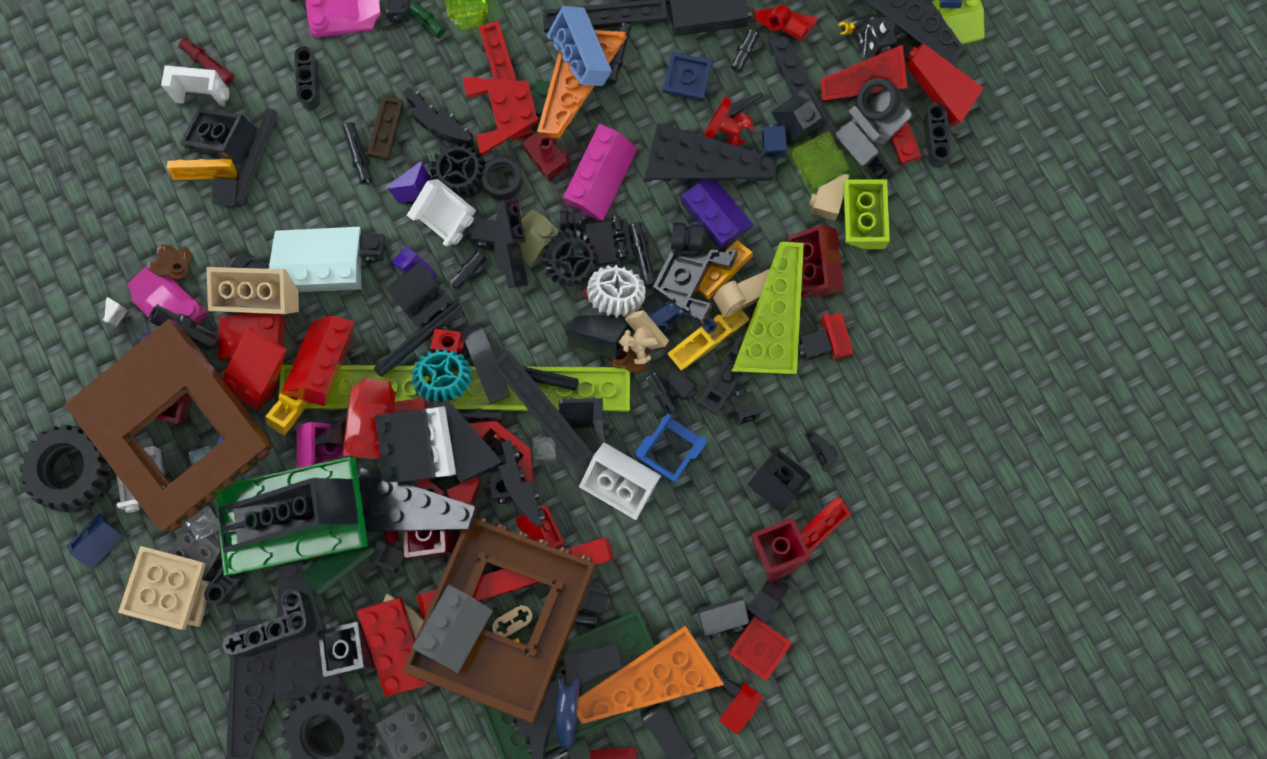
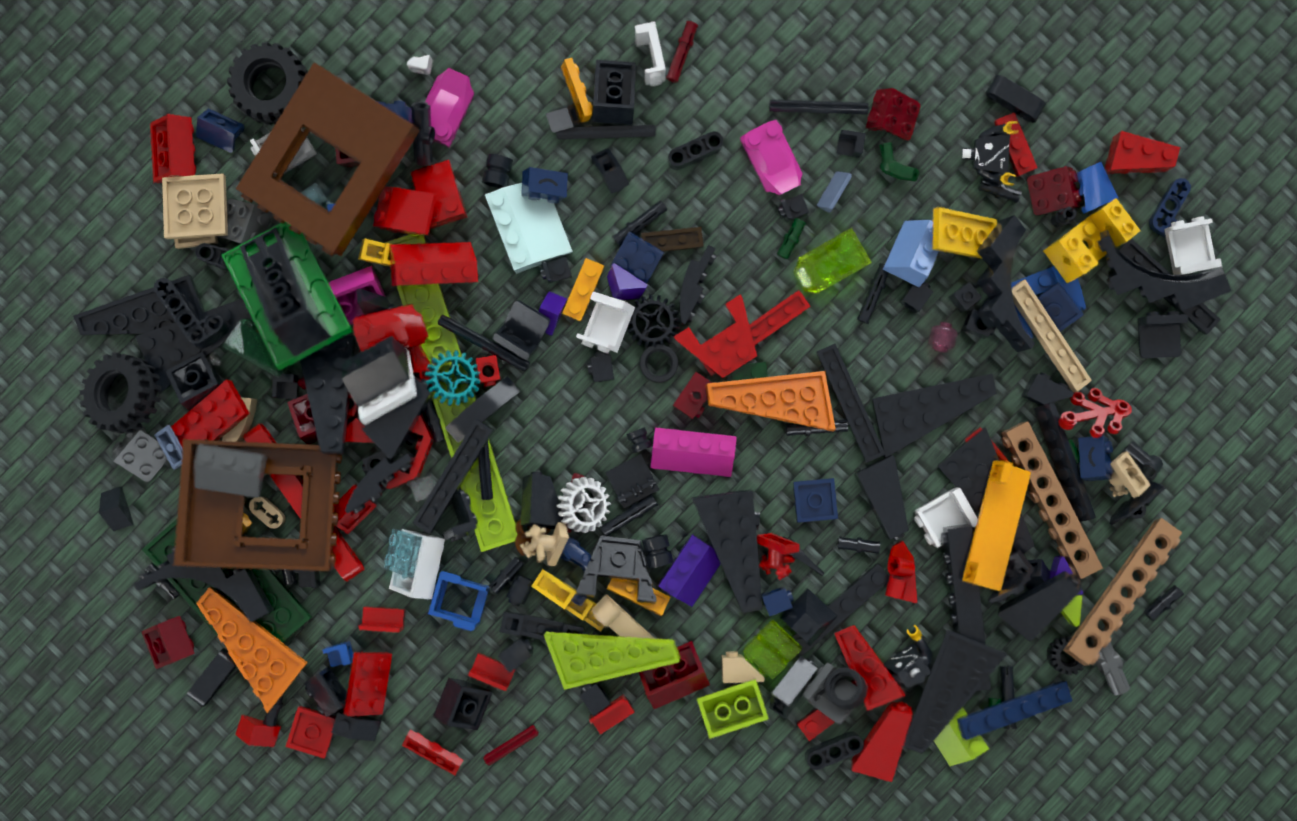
camera: 70 degrees right, 10 degrees up
(90, 596) = (172, 147): none -> red slope
(170, 259) = (484, 94): reddish brown plate -> none
(203, 523) = (257, 220): clear slope -> none
(251, 290) = (471, 182): tan slope -> none
(282, 227) = (544, 184): none -> dark blue brick
(294, 163) = (610, 170): none -> black slope
(389, 162) = (638, 257): none -> dark blue plate
(402, 228) = (583, 289): none -> light orange plate
(407, 698) = (170, 446): none -> sand blue slope
(467, 270) = (563, 363): black pin -> none
(507, 240) = (600, 390): black slope -> none
(537, 231) = (613, 409): olive slope -> none
(567, 712) = (197, 589): dark blue piece -> none
(571, 274) = (598, 459): black gear -> none
(580, 46) = (803, 394): medium blue wedge -> none
(602, 488) = (402, 552): none -> clear light blue plate
(664, 535) = (382, 619): none -> red panel
(687, 592) = (339, 654): none -> blue panel
(727, 568) = (368, 683): none -> red plate
(755, 440) = (491, 672): none -> red panel
(780, 549) = (399, 725): dark red slope -> none
(825, 453) = (496, 740): black wing -> none
(836, 440) = (511, 745): none -> dark red axle

